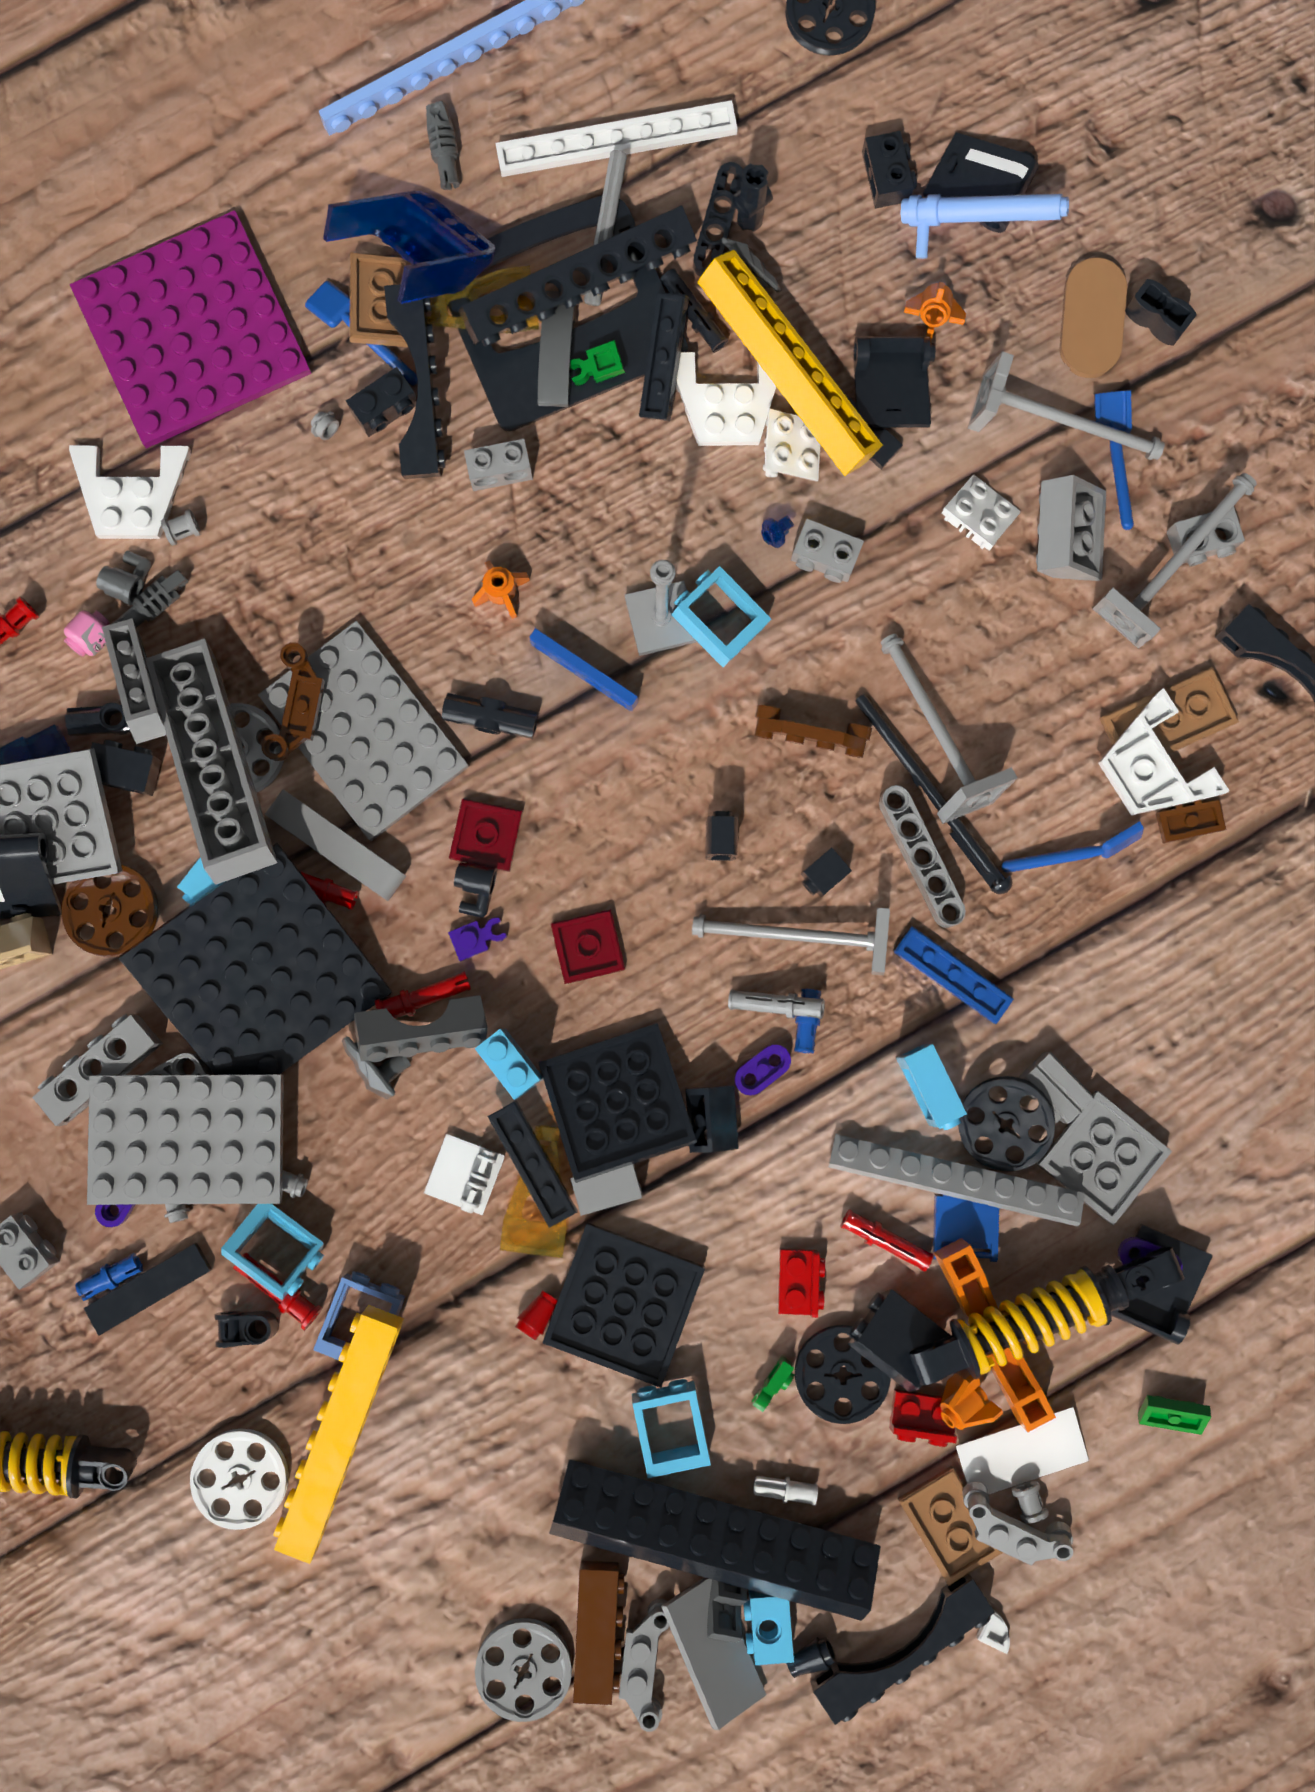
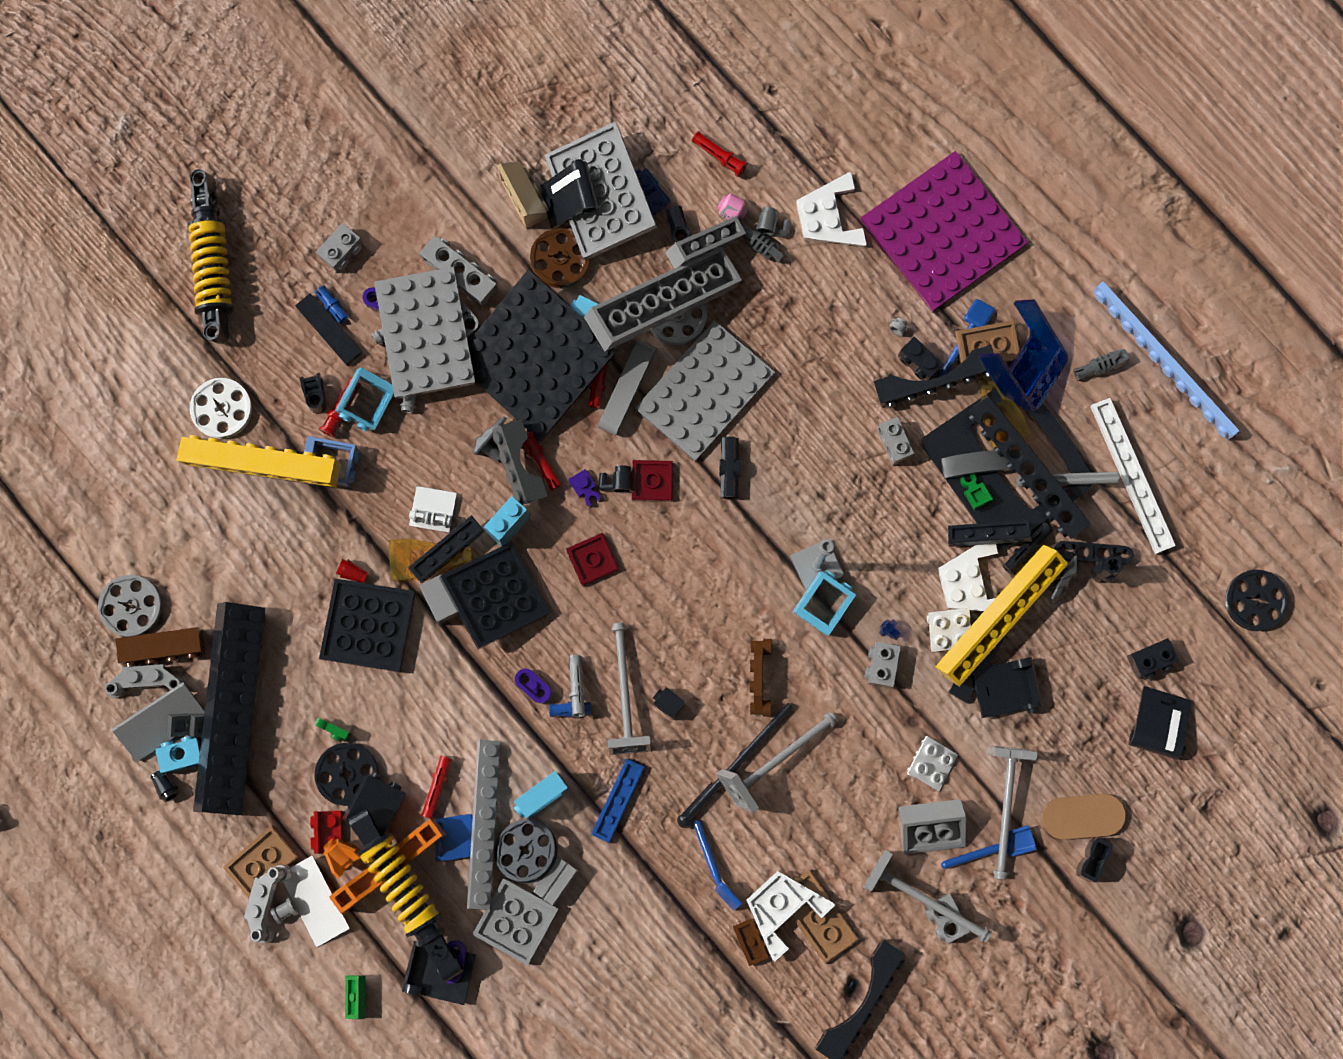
camera: 80 degrees right, 5 degrees down
(127, 769) = (650, 249): black brick -> none
(180, 527) = (812, 251): light grey bush -> none
(301, 705) = (710, 347): reddish brown plate -> none
(503, 593) = (814, 463): orange brick -> none
(583, 670) = (771, 521): blue tile -> none
(674, 1459) = (274, 674): medium azure window -> none
(712, 1118) = (495, 658): black brick -> none
(721, 837) = (678, 629): black brick -> none
(785, 1489) = (267, 750): white axle -> none
(800, 1282) = (399, 735): red bracket -> none
(852, 1685) = (150, 813): black arch -> none
(921, 840) = (697, 755): light grey beam -> none
(935, 210) = (1131, 695): light blue cylinder -> none
(936, 304) = (1064, 706): orange brick -> none
(995, 1633) = (197, 903): white tile -> none

